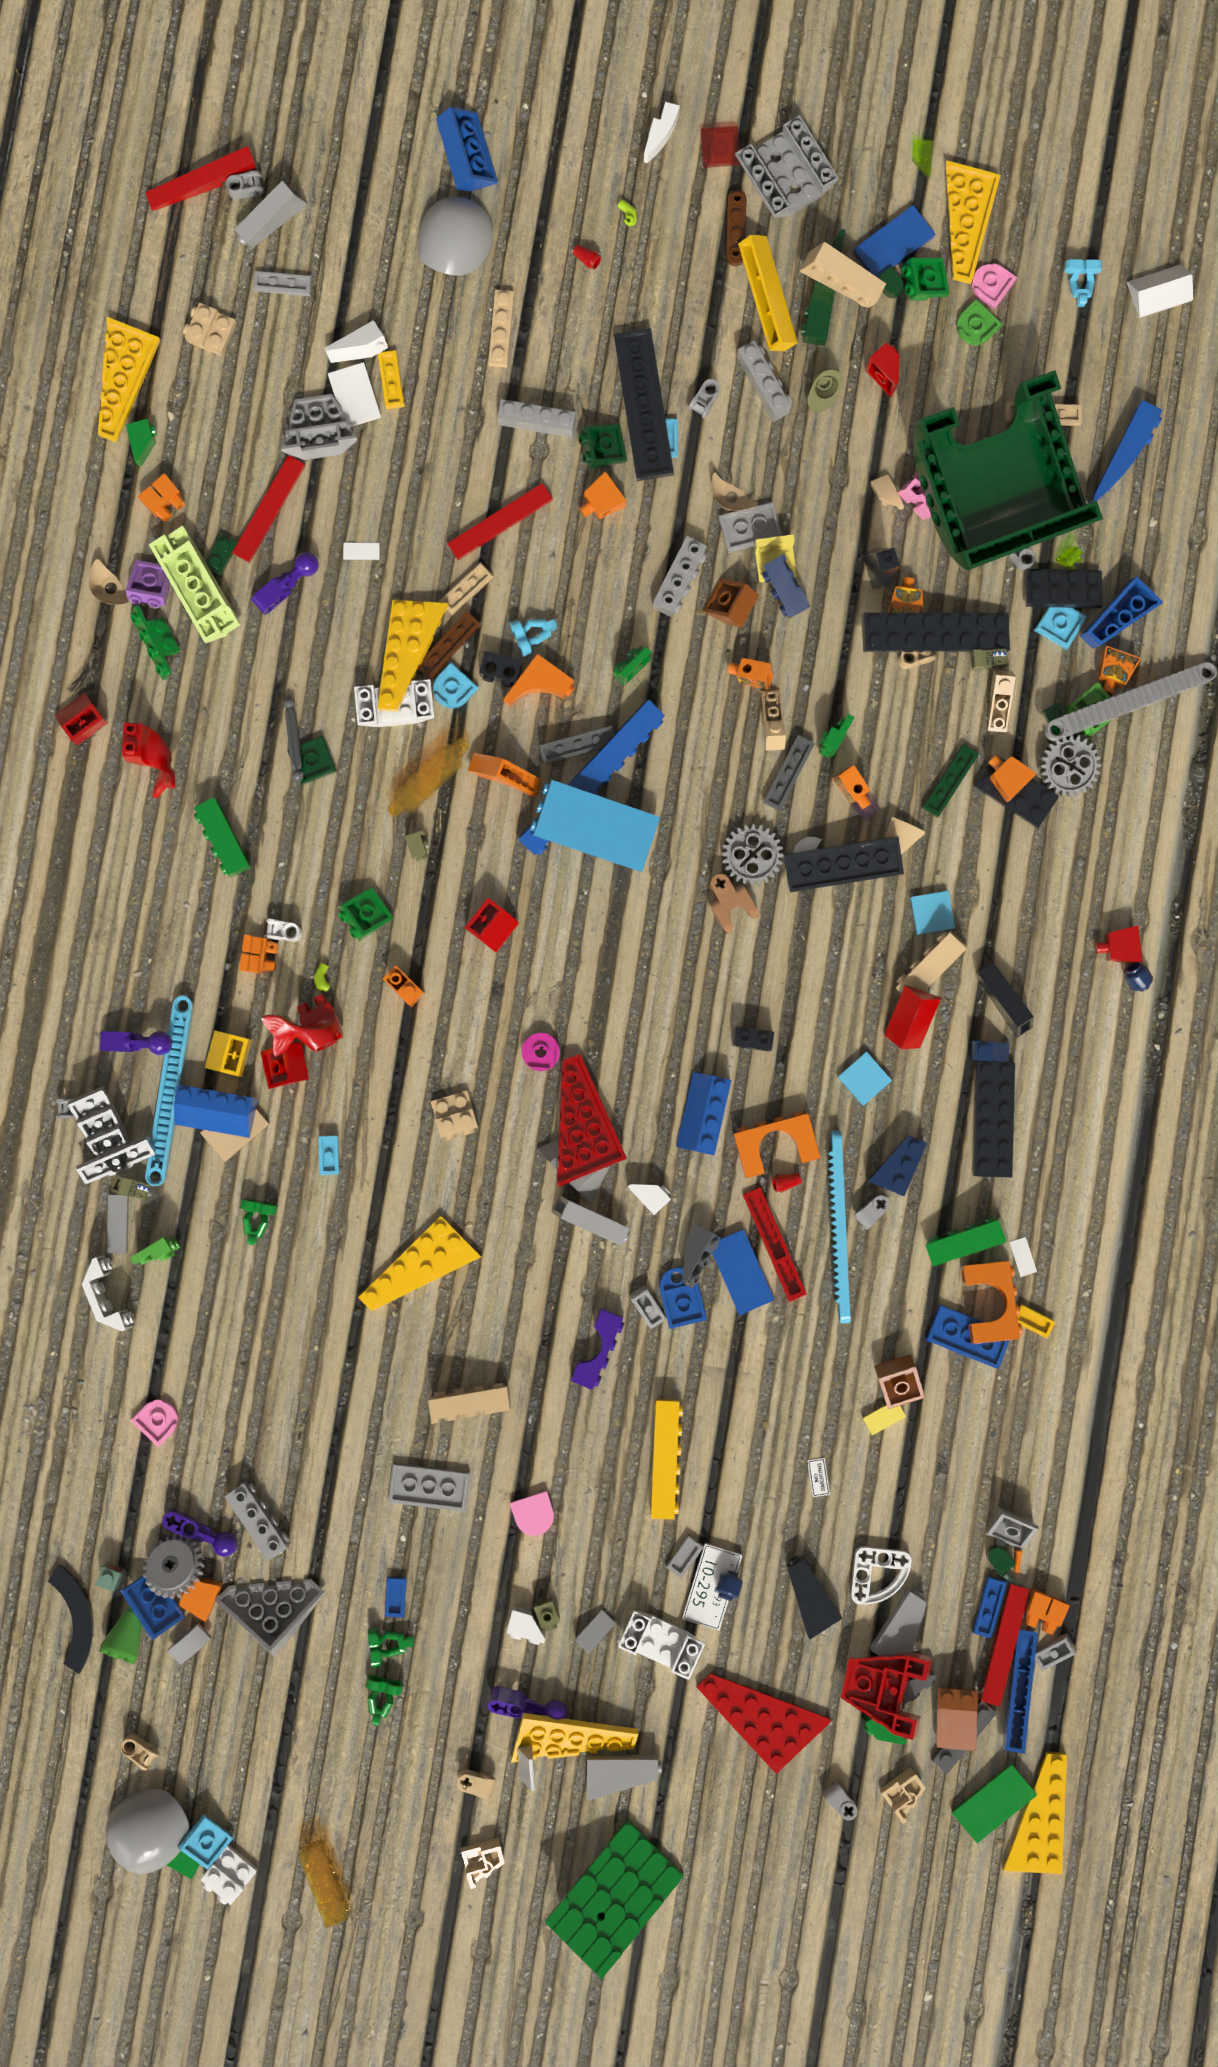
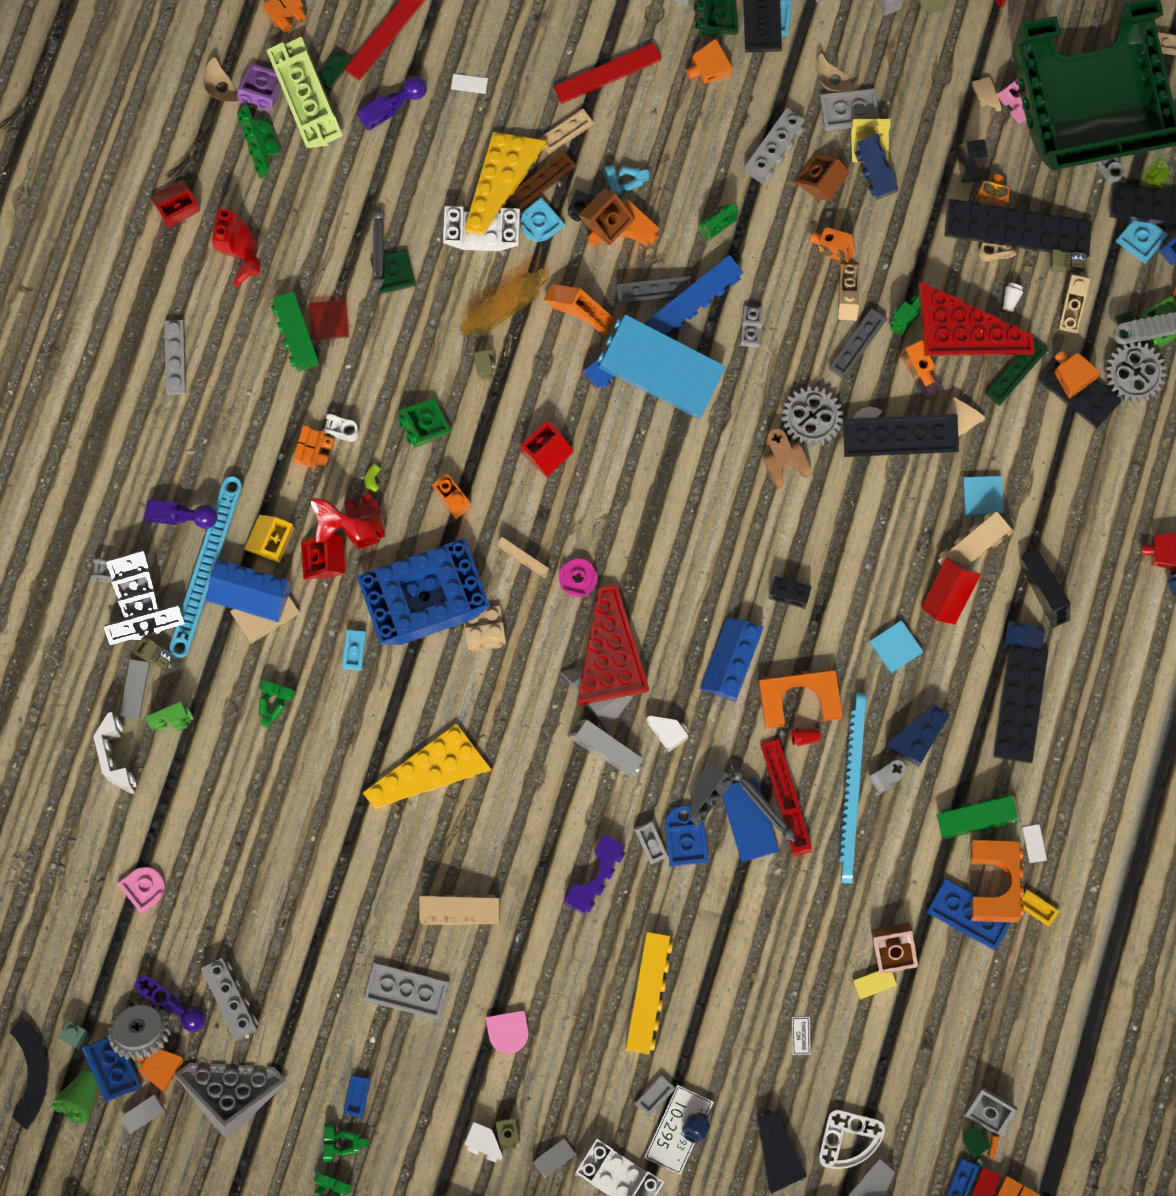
camera: 10 degrees right, 10 degrees down
(105, 878) = (175, 357): none -> light grey plate
(254, 819) = (328, 320): none -> clear red tile
(361, 1097) = (444, 574): none -> blue slope
(483, 1039) = (523, 557): none -> tan tile
(519, 676) = (606, 216): none -> dark orange slope
(680, 769) = (751, 326): none -> light grey slope
(753, 1257) = (762, 804): none -> dark grey wheel
(892, 747) = (962, 330): none -> red wing
(937, 702) = (1012, 295): none -> white cone

